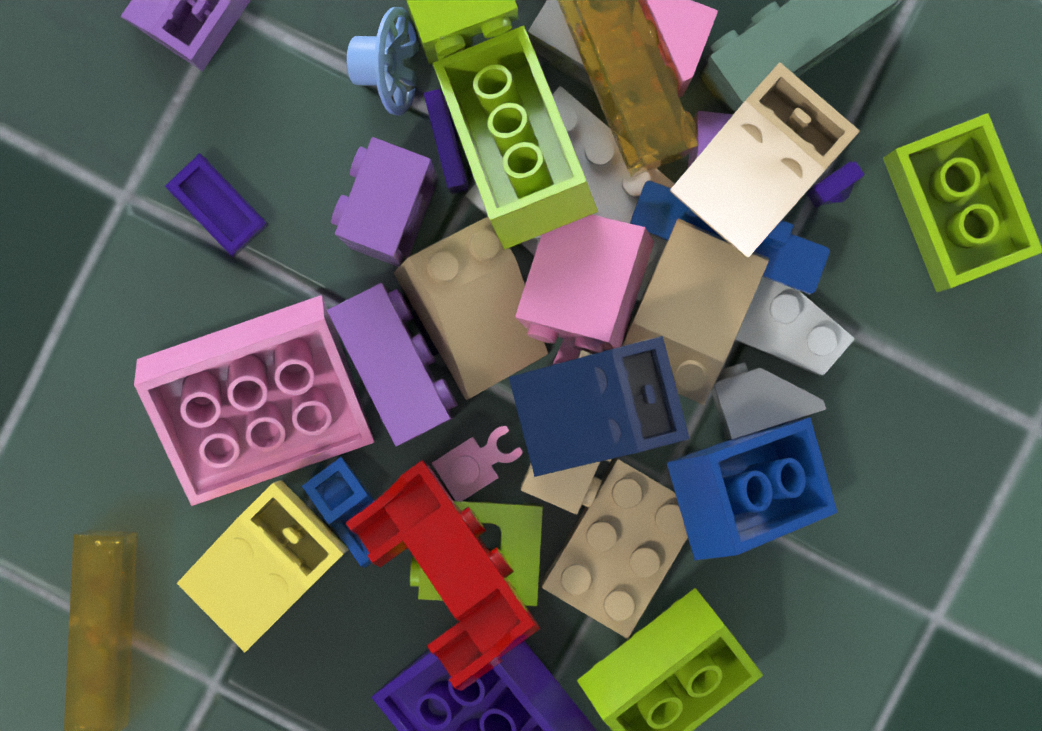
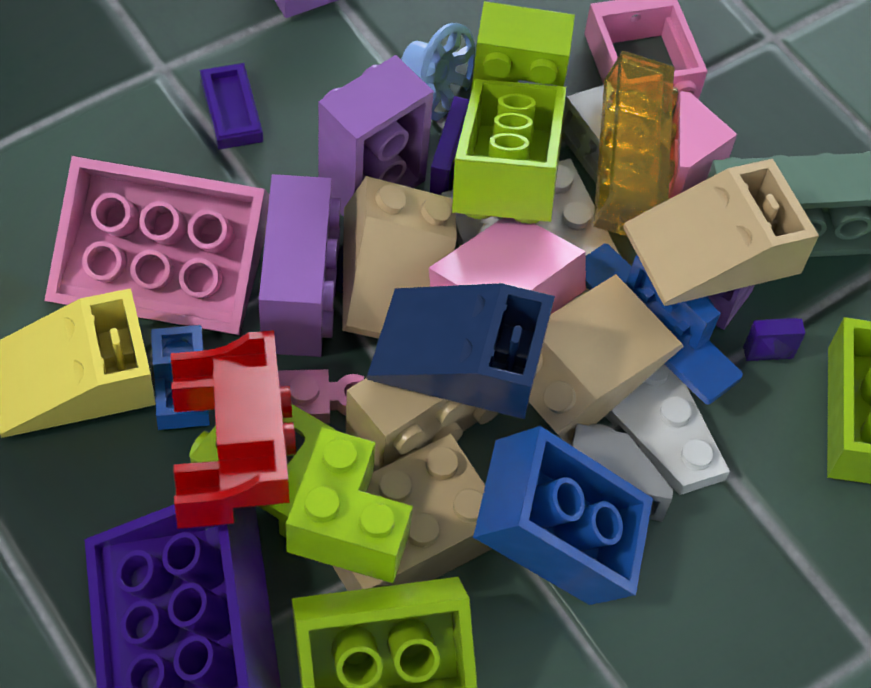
camera: 20 degrees right, 30 degrees down
(581, 613) = (338, 519): none -> lime brick

